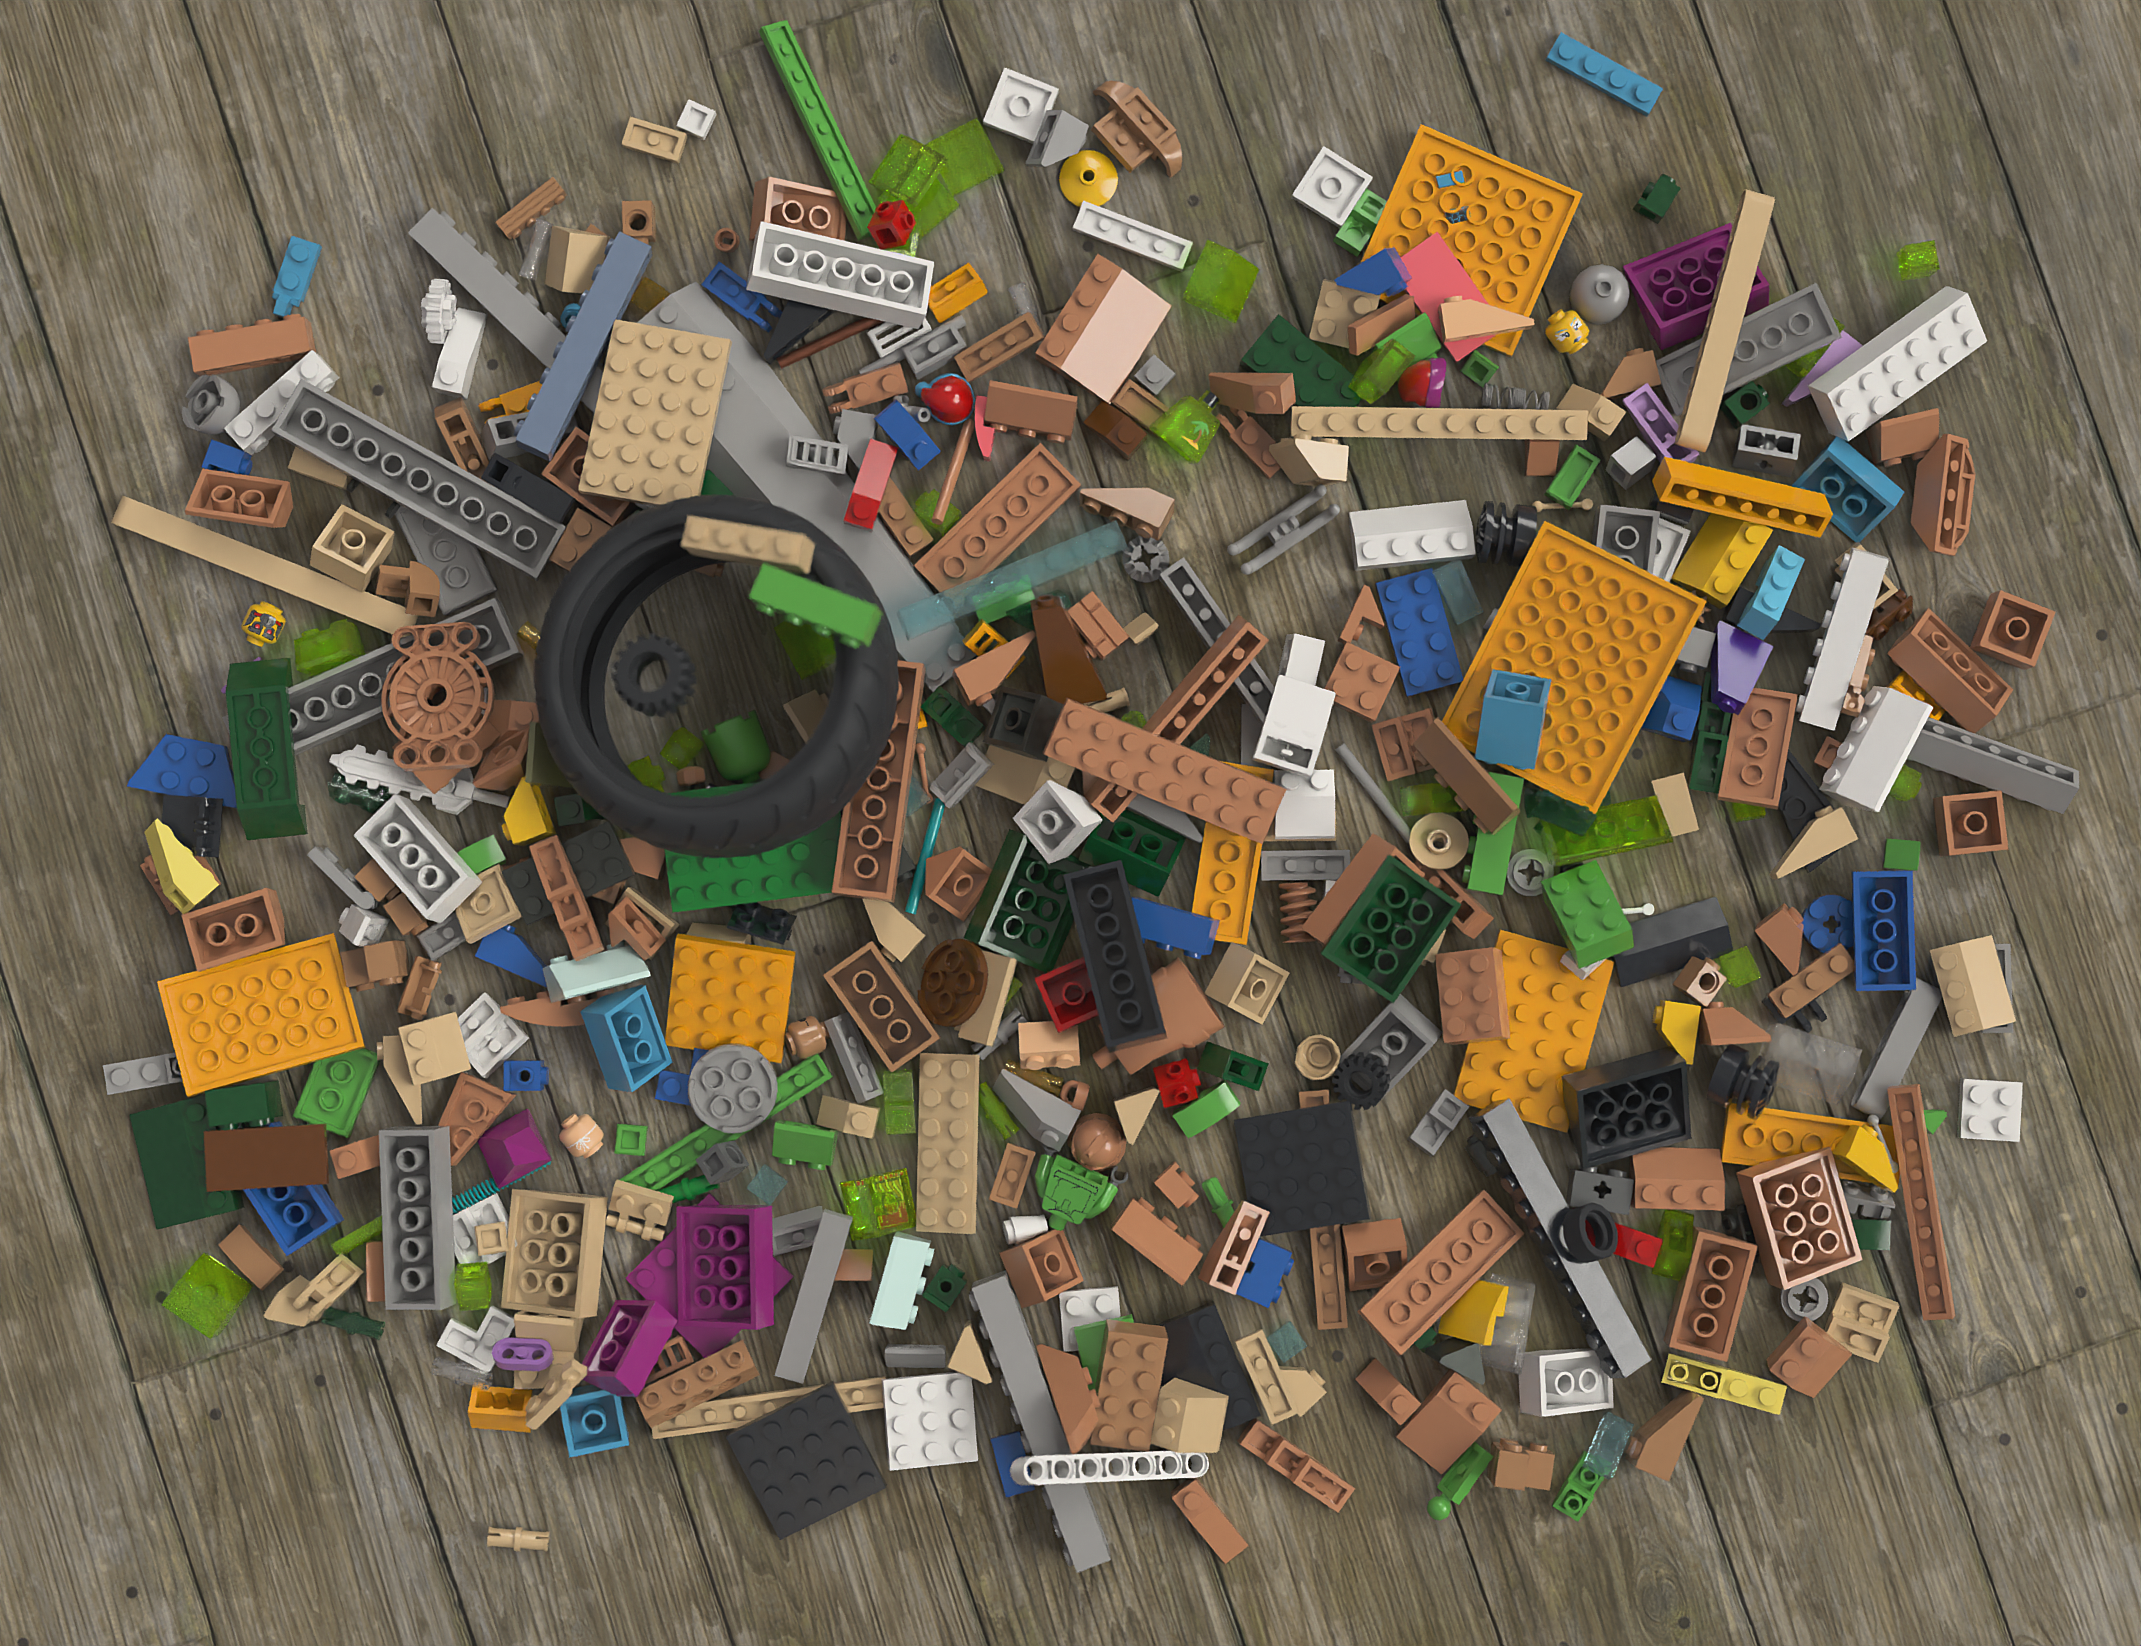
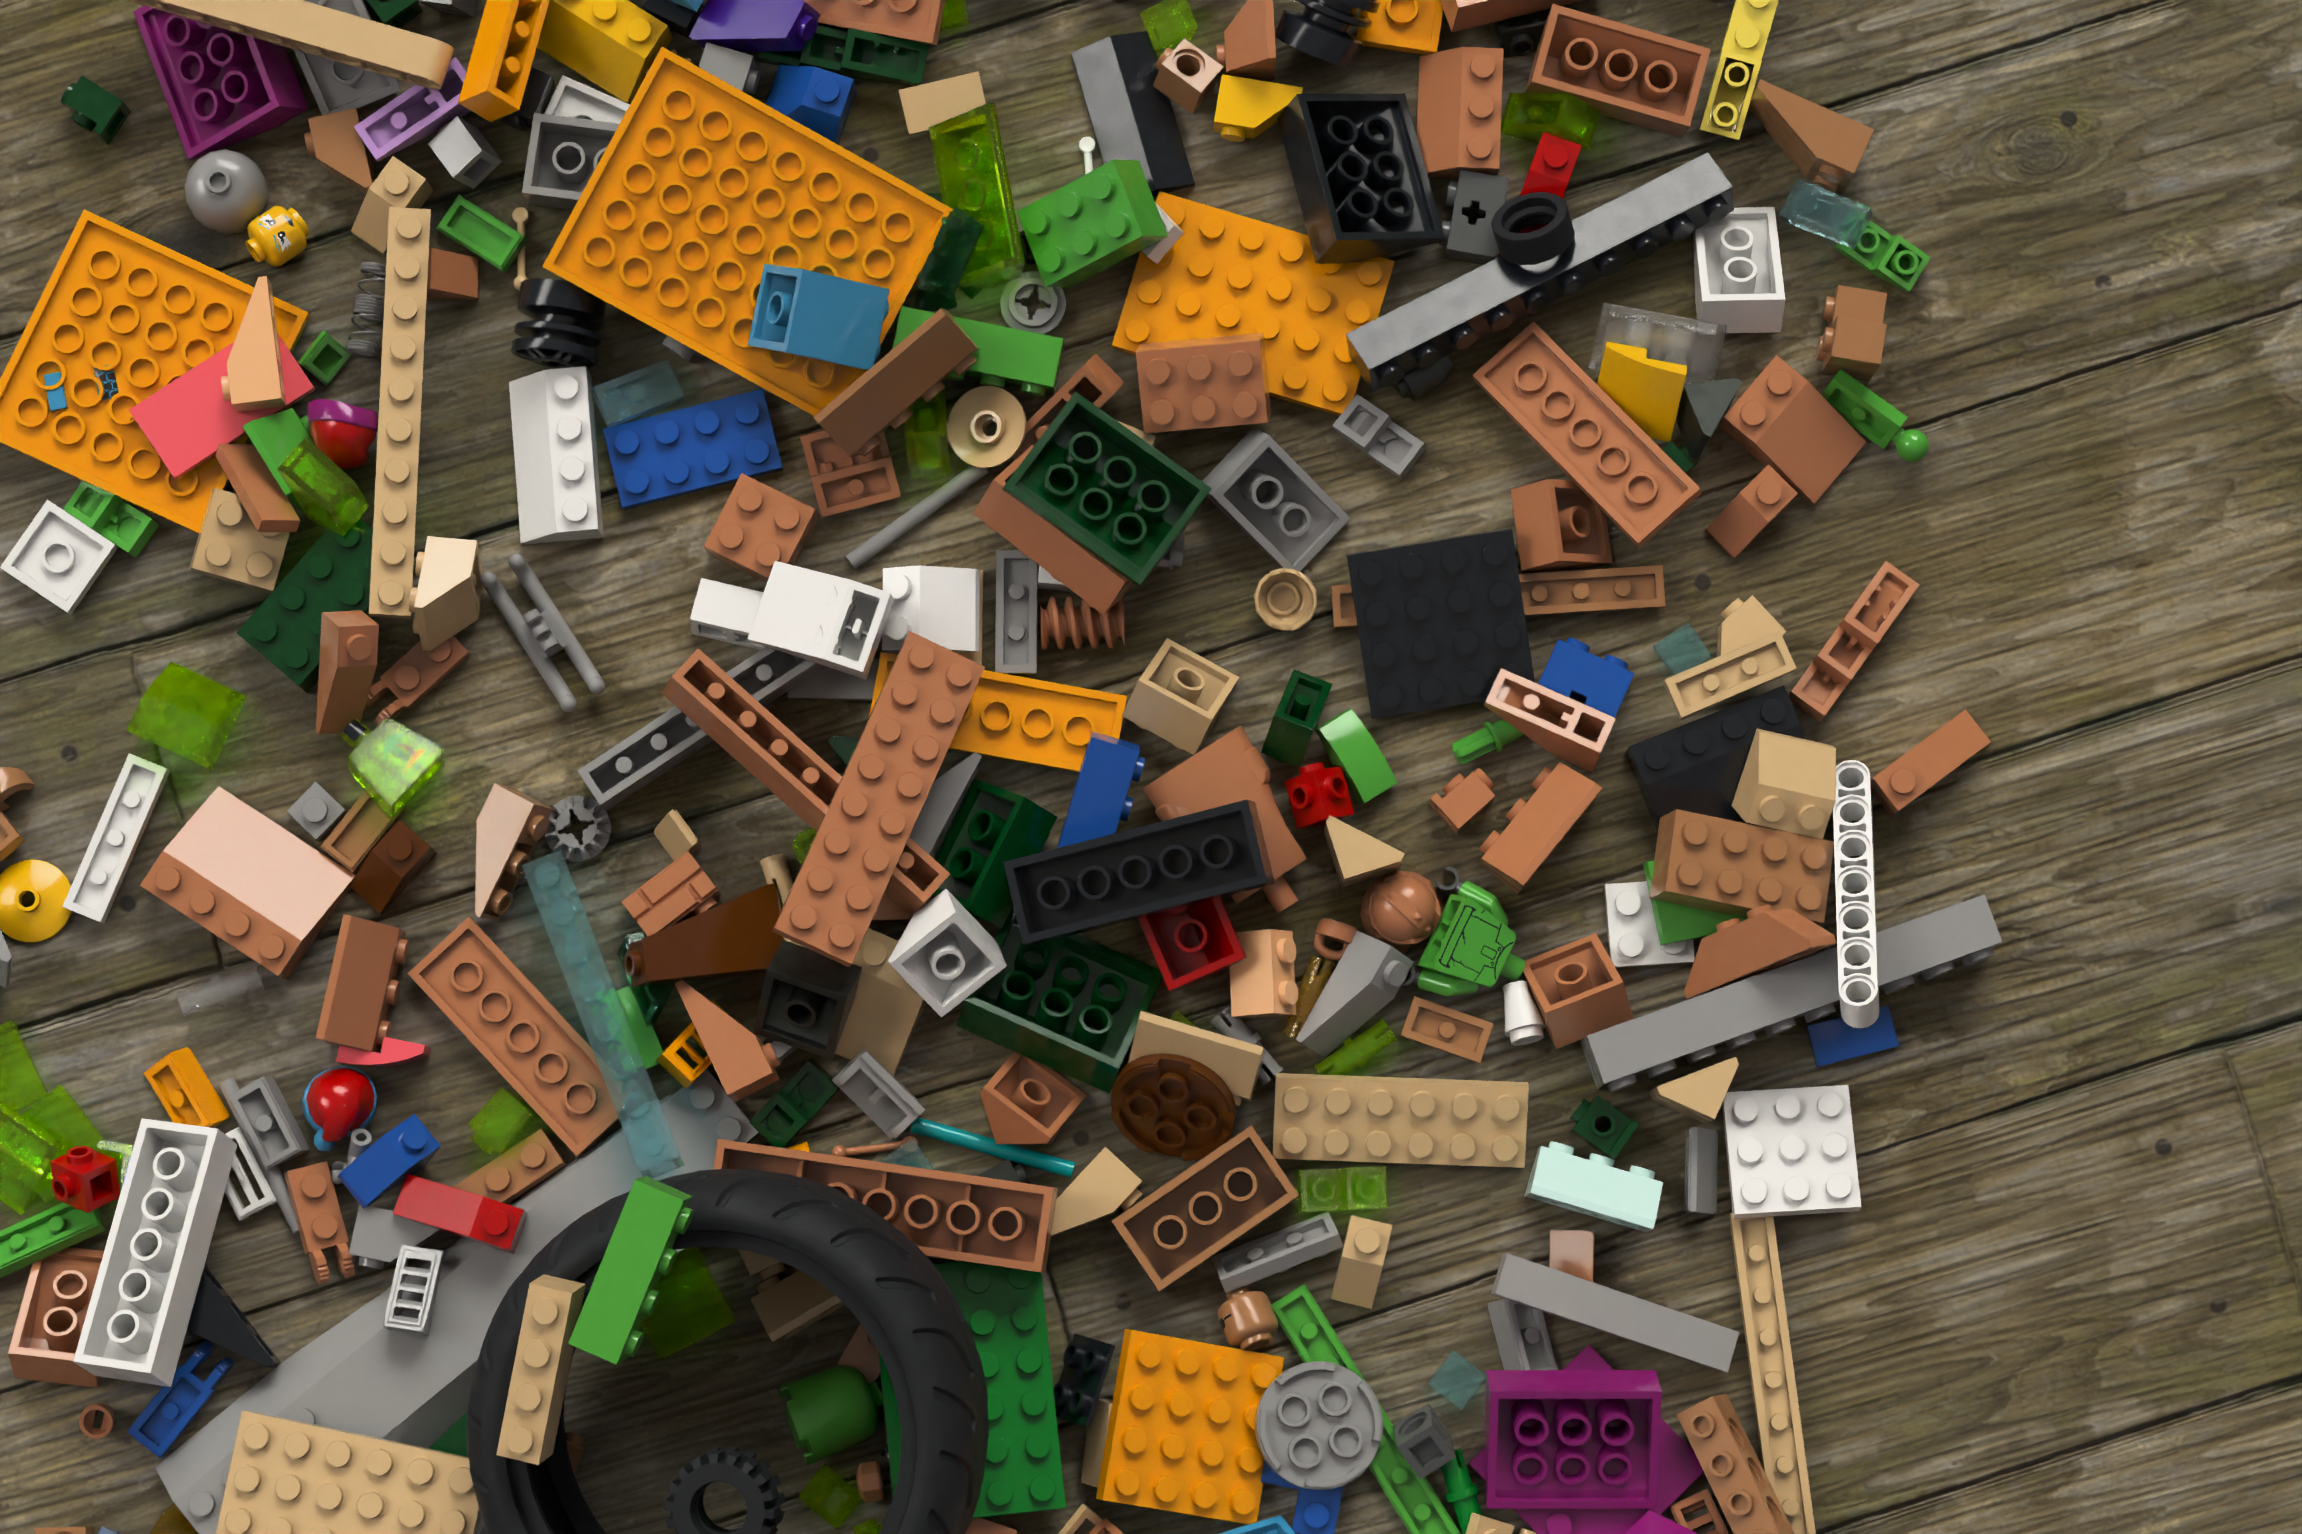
camera: 85 degrees left, 5 degrees down
(804, 1143) = (1399, 1323): bright green slope -> none
(806, 1460) = (1847, 1327): black plate -> none
(826, 341) = (249, 1278): copper bar -> none
(879, 1204) = (1485, 1218): clear neon green slope -> none
(953, 472) = (444, 1096): nougat bar -> none
(999, 347) = (268, 1029): medium nougat plate -> none
(1363, 609) = (659, 523): nougat slope -> none
(1372, 1069) = (1300, 526): black tyre -> none
(1378, 274) = (187, 490): blue slope -> none

